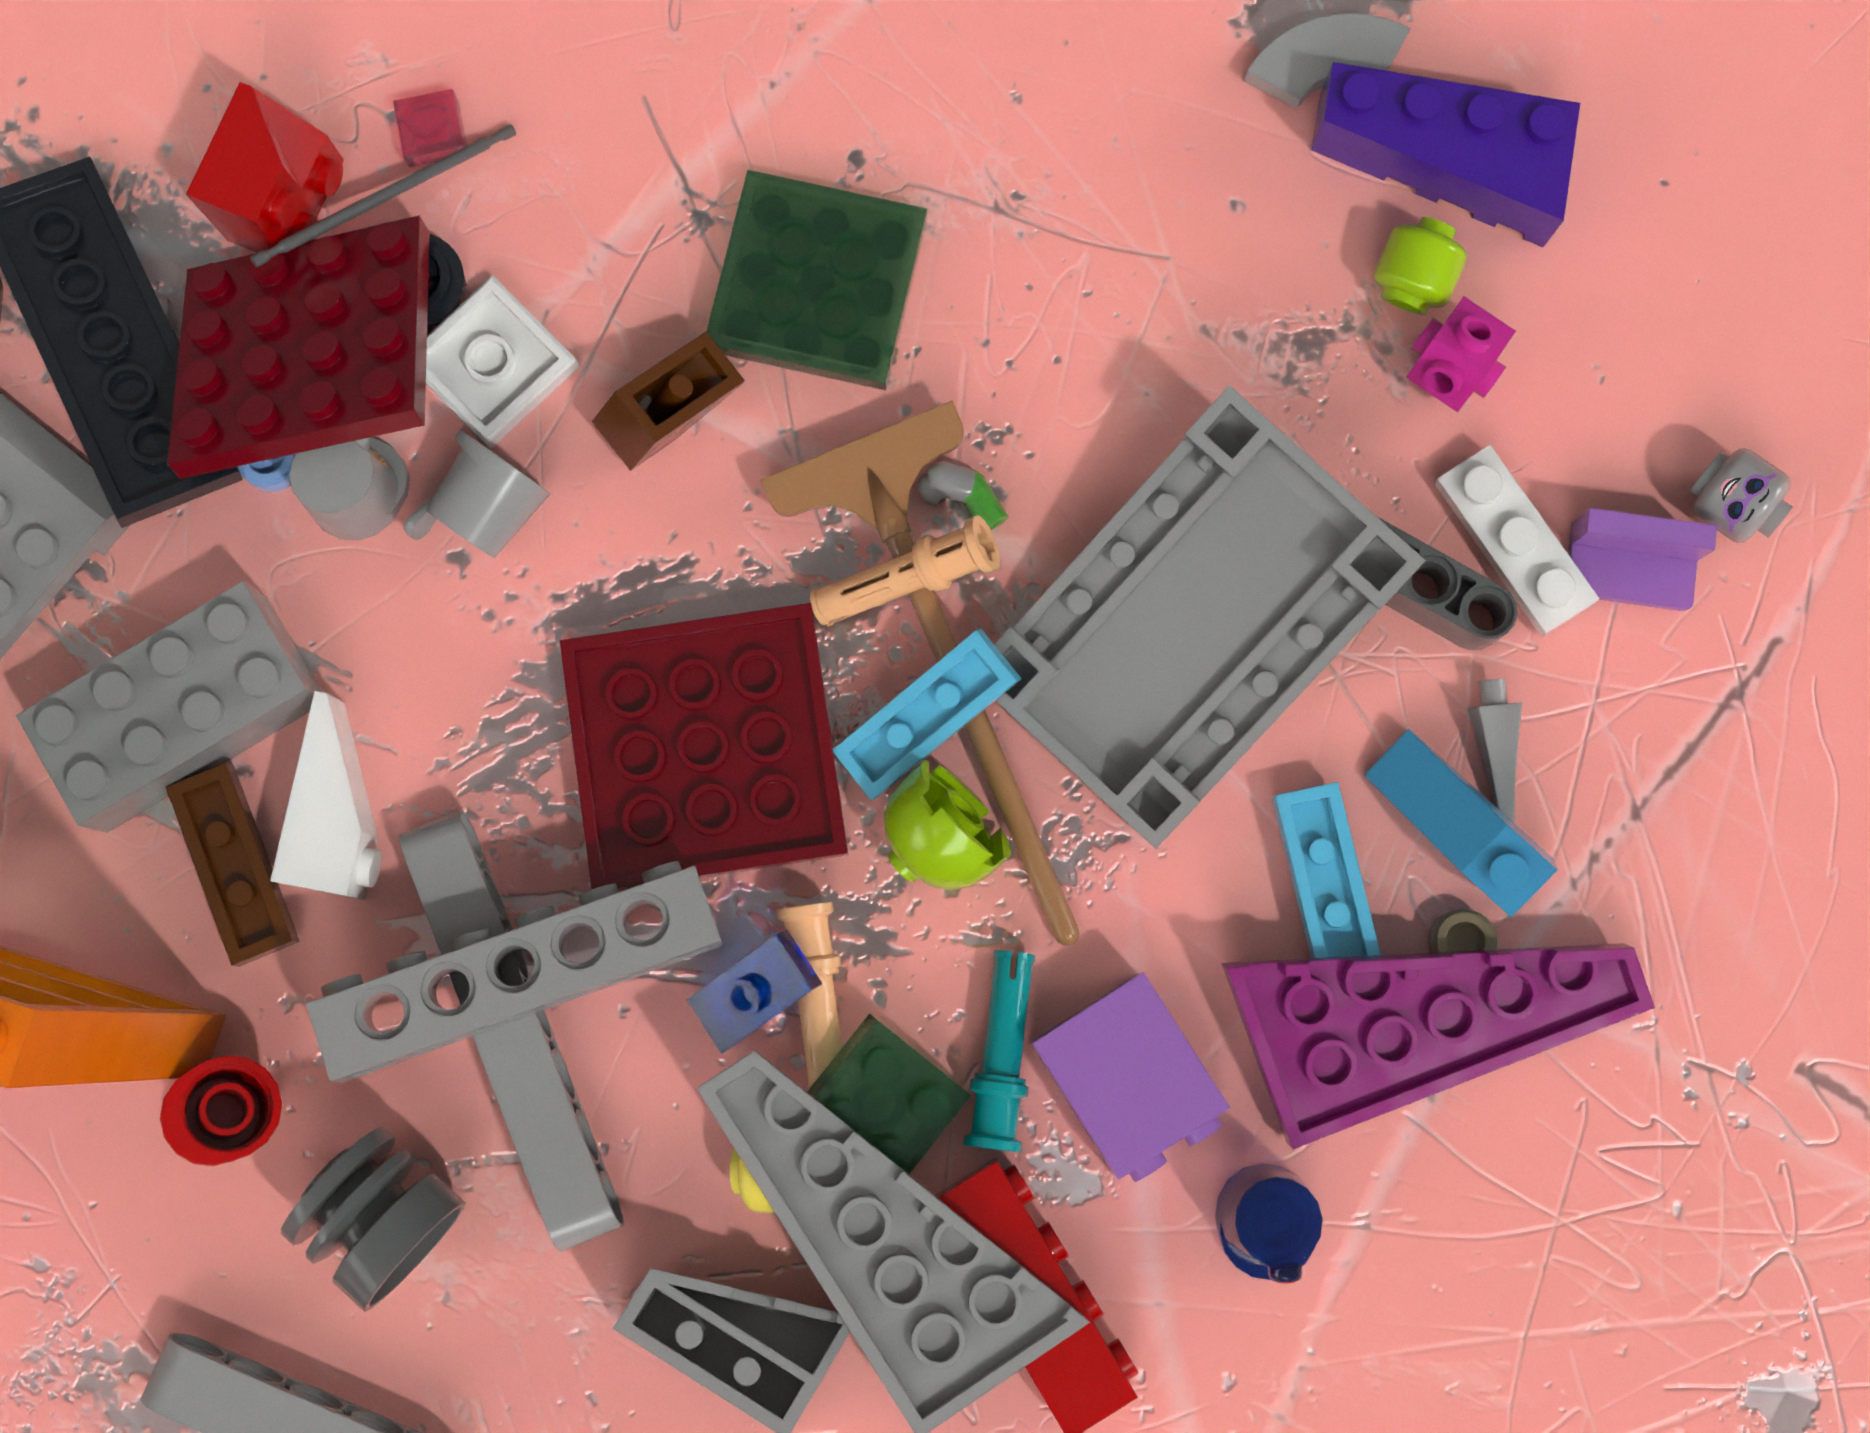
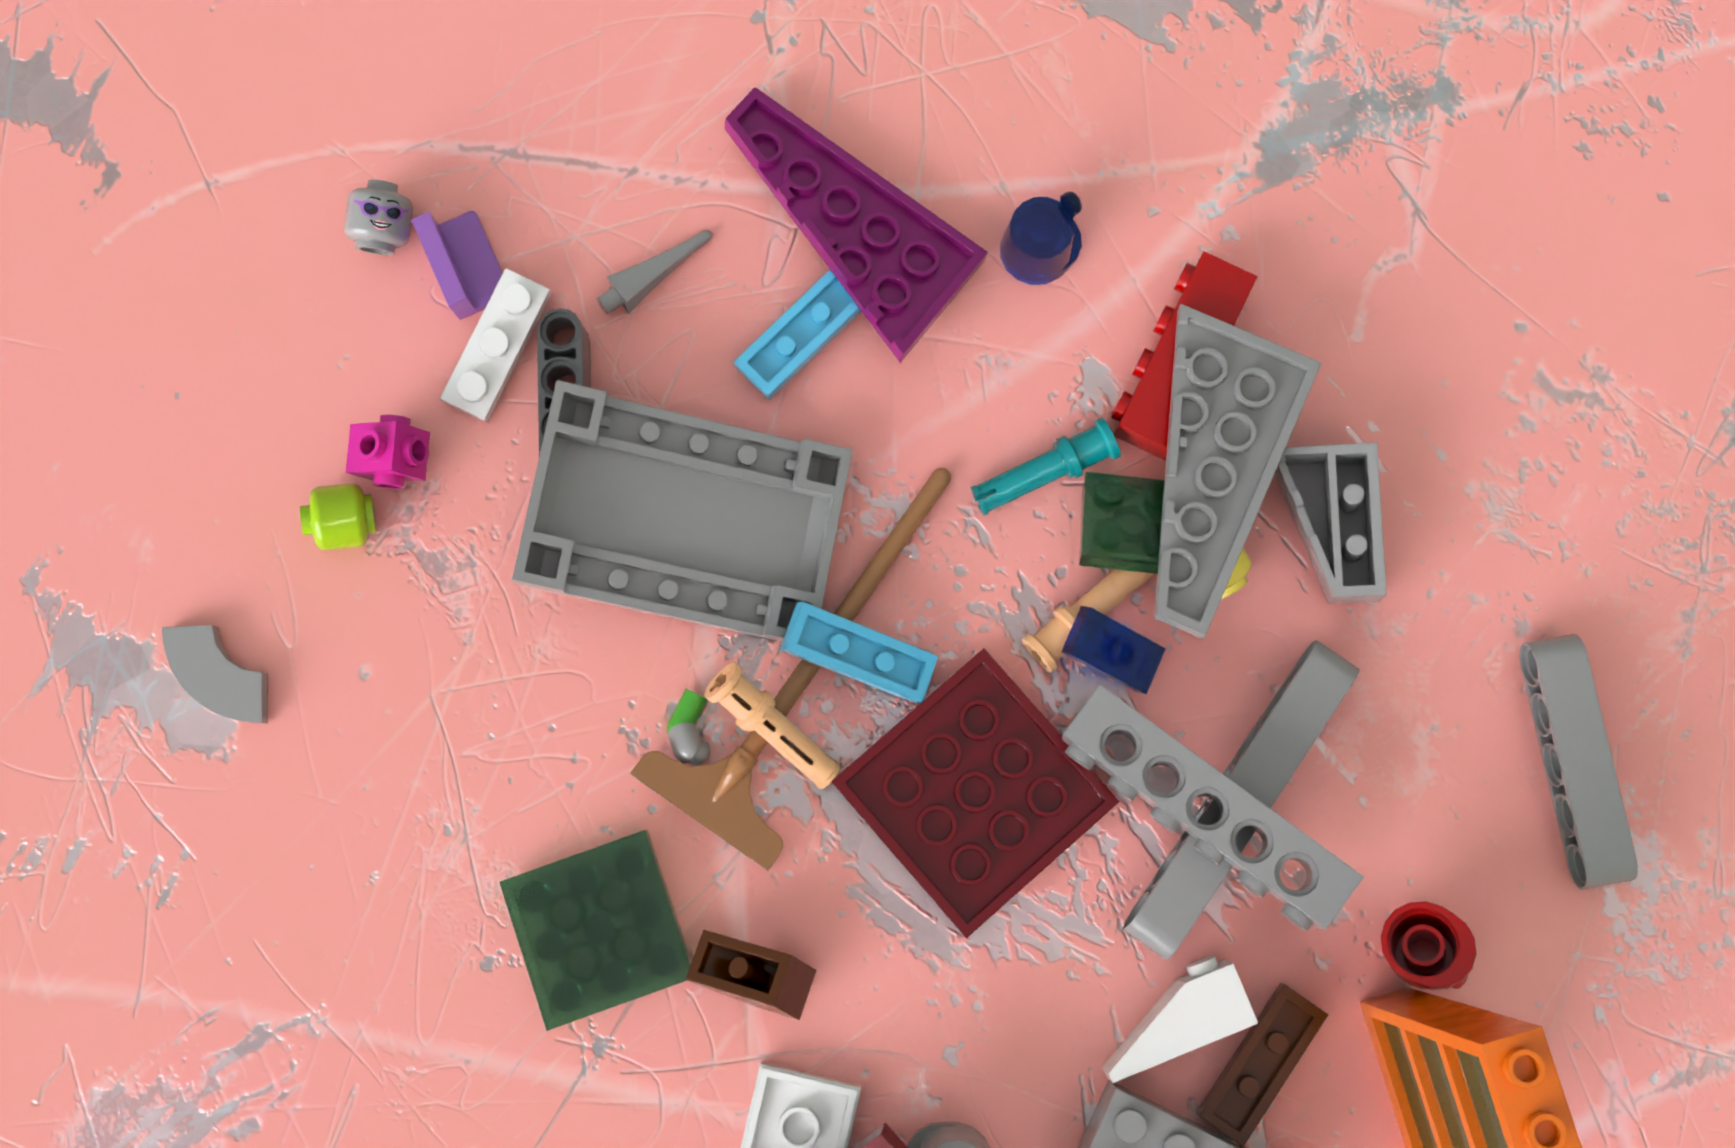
camera: 120 degrees left, 0 degrees up
(370, 1215) = (1423, 799): dark grey wheel -> none
(479, 499) = (903, 1061): light grey hat -> none
(940, 832) = (931, 595): lime cylinder -> none
(1131, 1078) = (1008, 378): medium lavender brick -> none
(1454, 142) = (233, 543): dark purple wedge -> none
(1461, 932) = (781, 231): dark tan tile -> none
(1462, 823) = (711, 268): dark azure slope -> none

